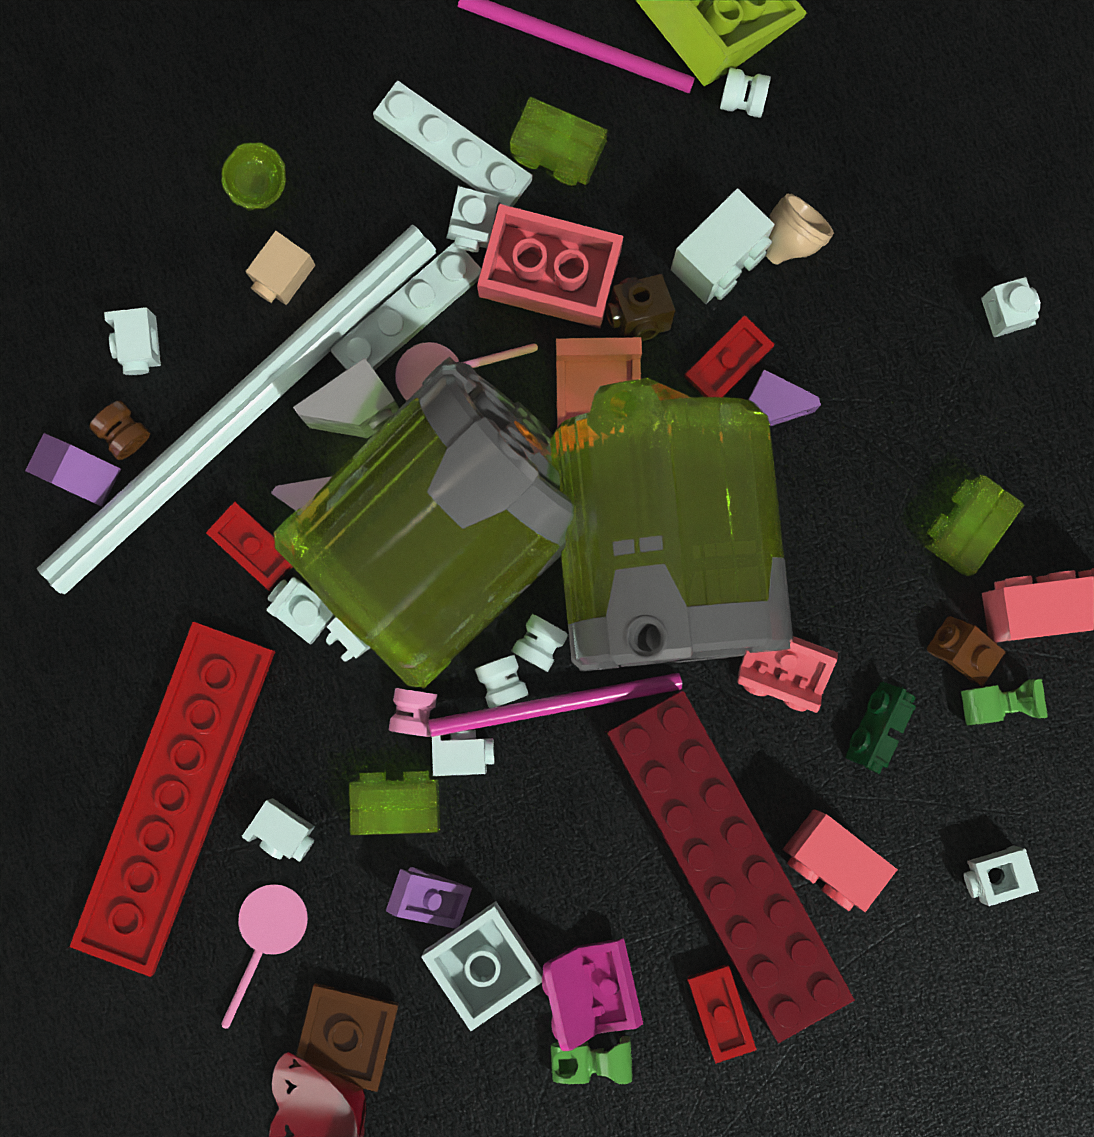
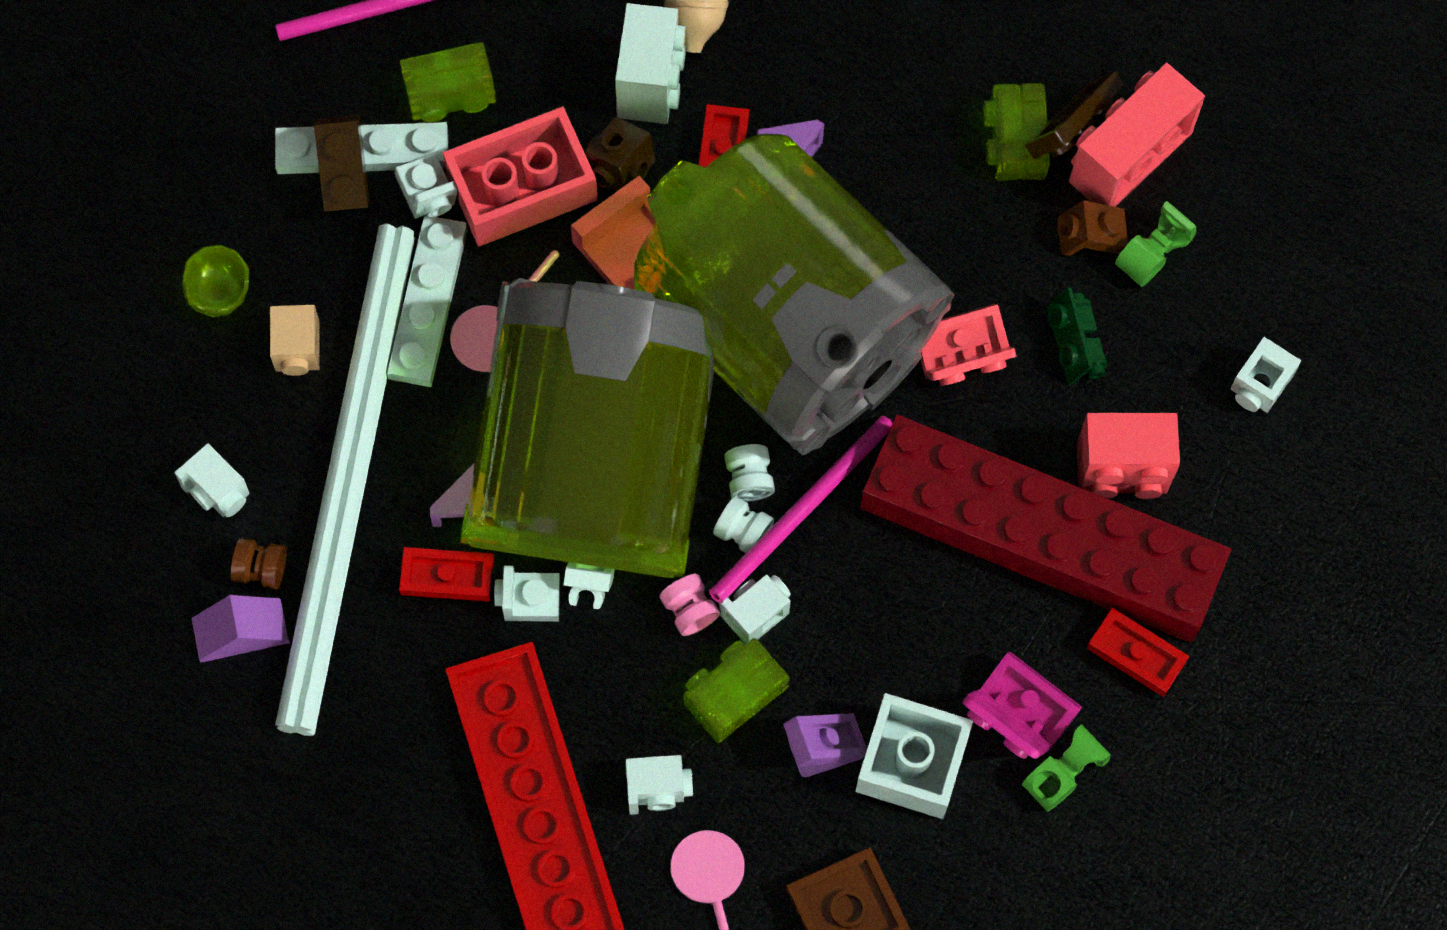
camera: 40 degrees left, 15 degrees down
(350, 403) = (445, 394): light grey slope -> none
(418, 151) = (341, 163): none -> dark brown brick
(1026, 551) = (1075, 116): none -> dark brown plate

